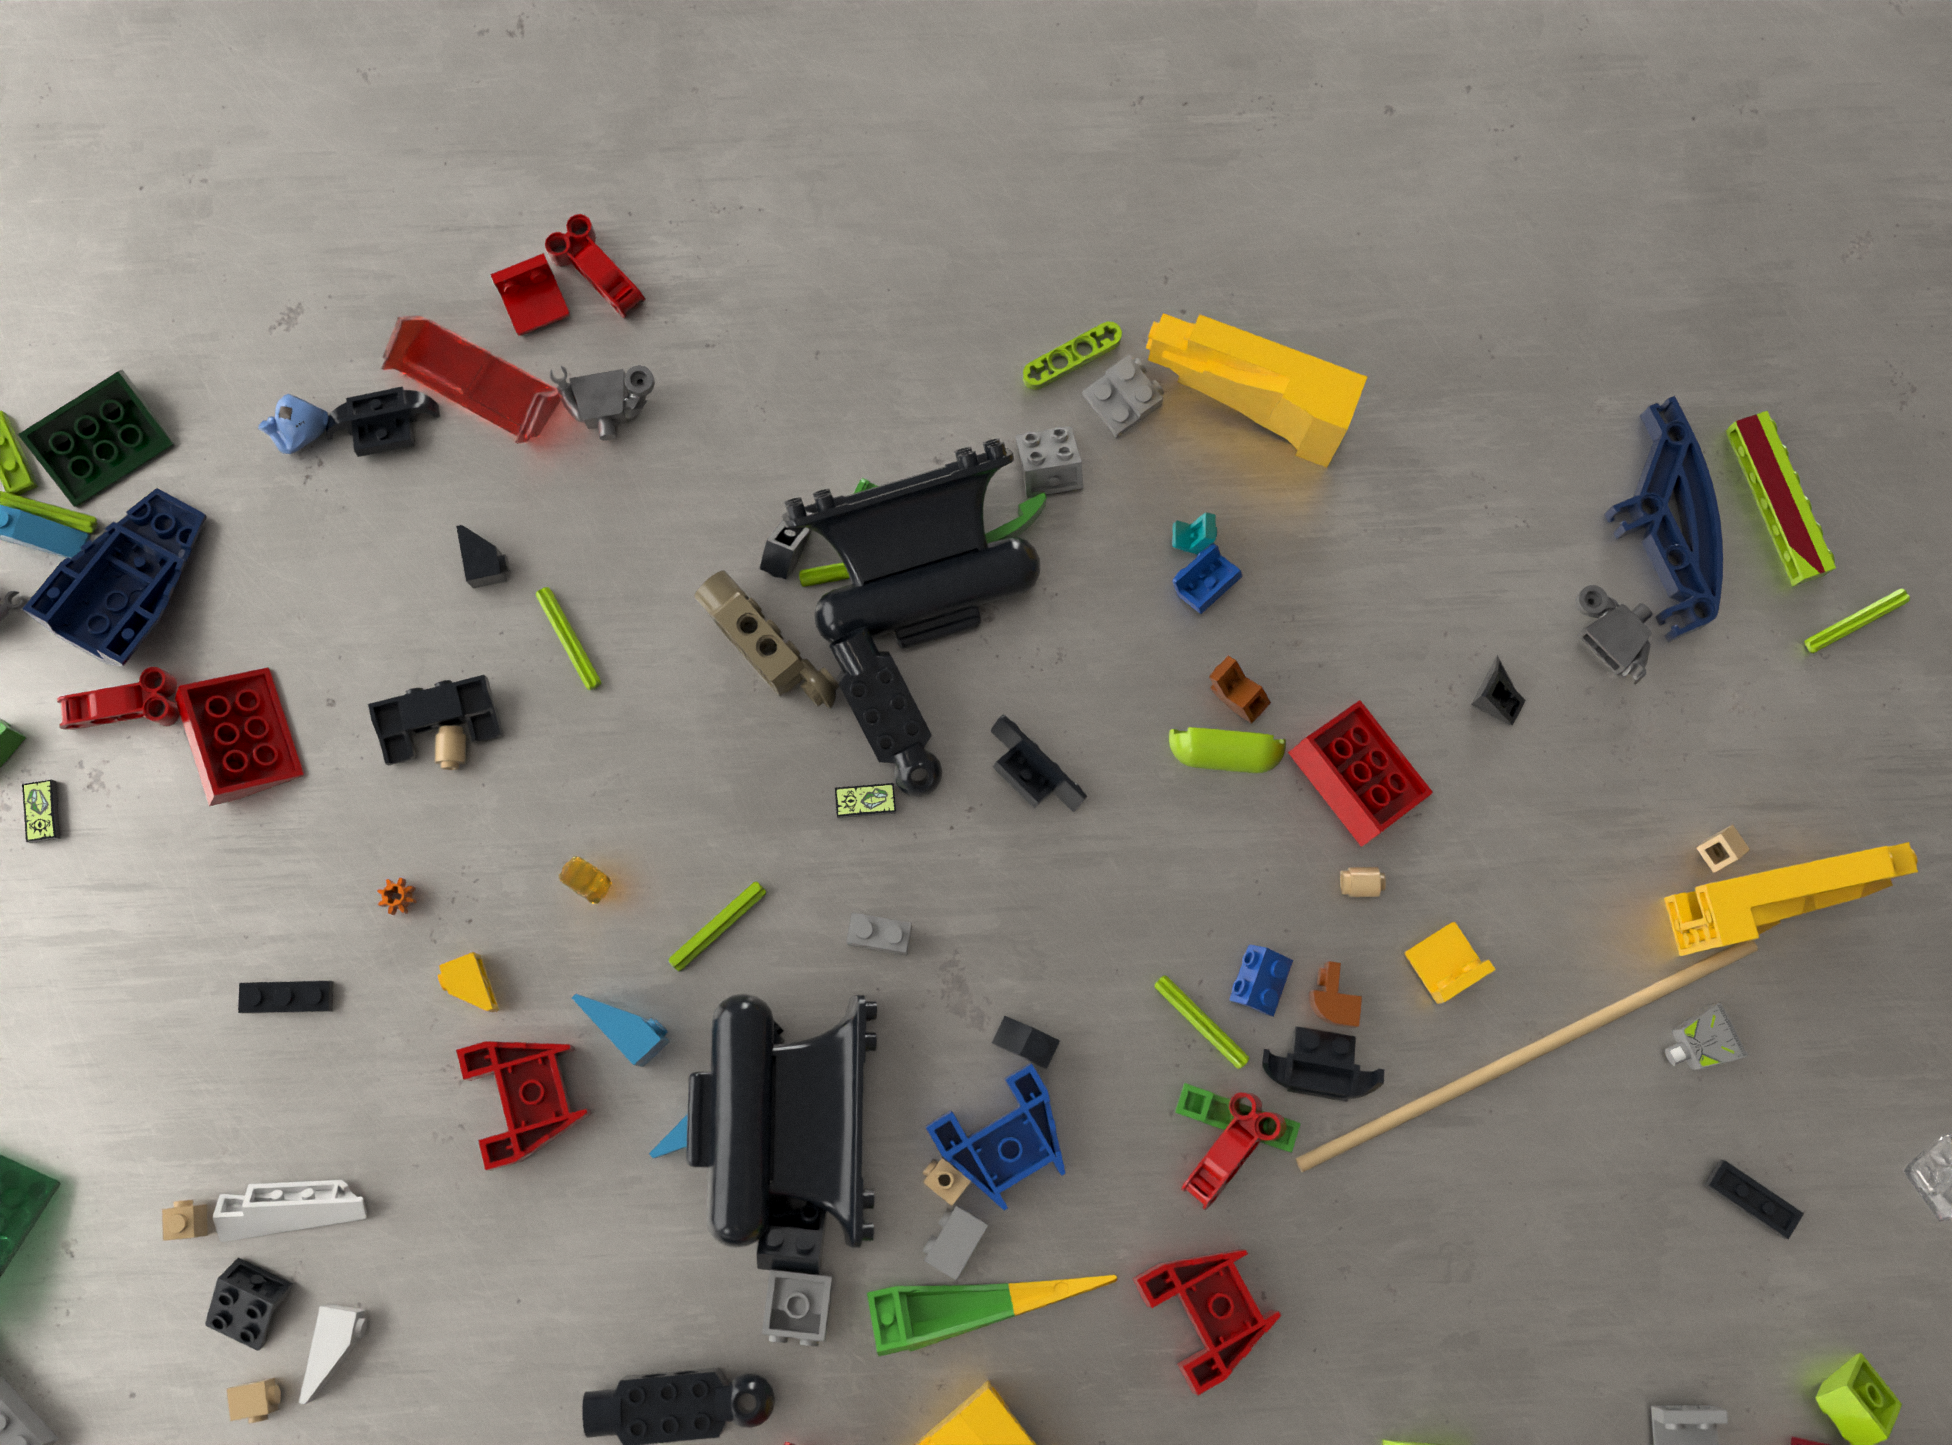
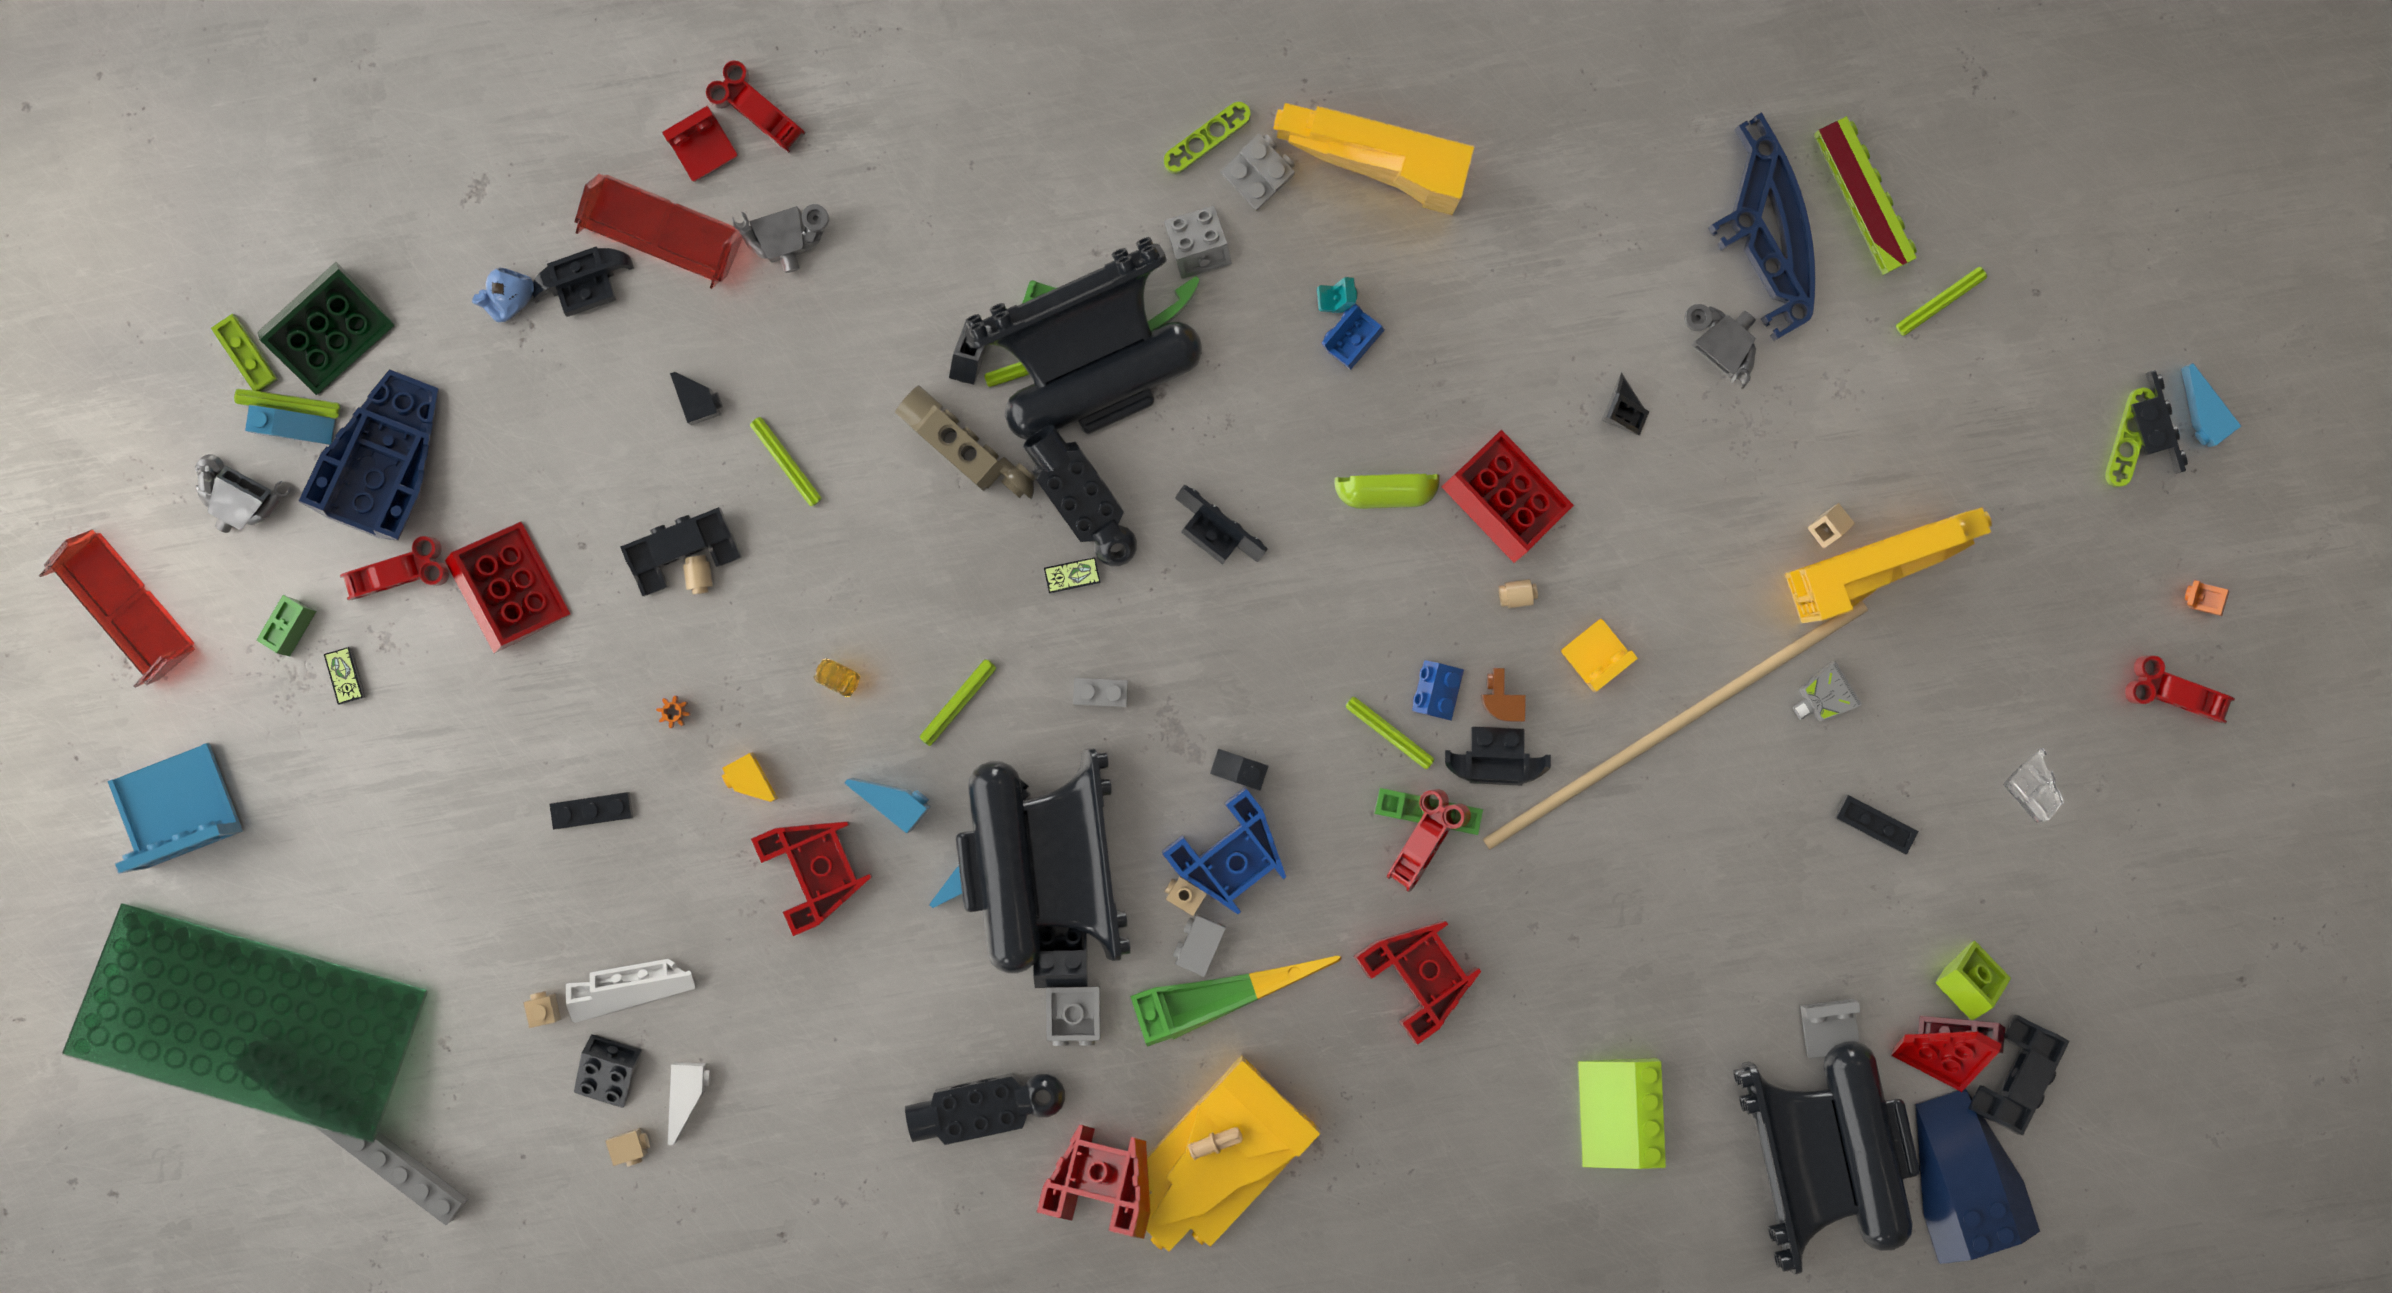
camera: 10 degrees left, 10 degrees up
(1238, 691) = (1391, 436): dark orange brick -> none

